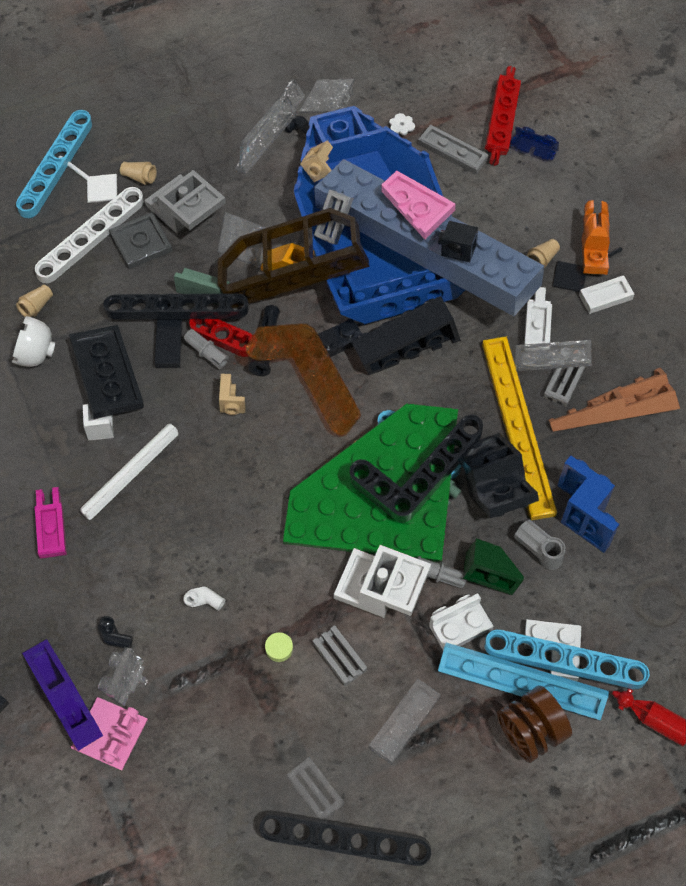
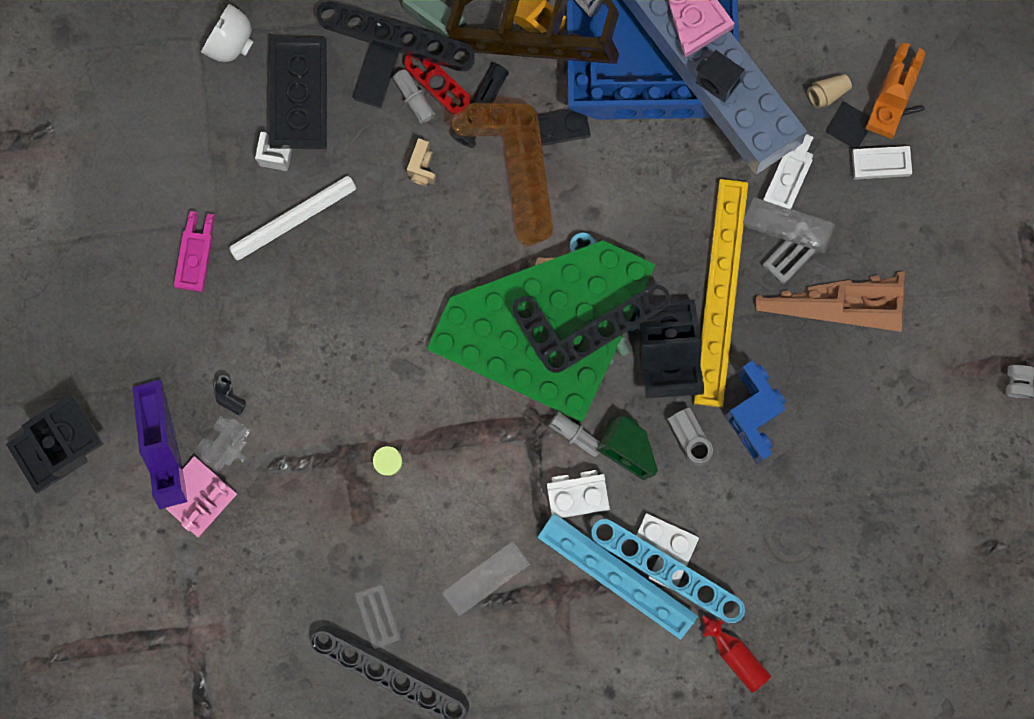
camera: 25 degrees right, 20 degrees up
(202, 596) = (327, 382): white arm -> none
(326, 637) = (452, 512): light grey tile -> none
(382, 581) = (510, 430): white bracket -> none
(407, 336) = (634, 151): black wedge -> none
(534, 723) = (609, 627): reddish brown wheel -> none

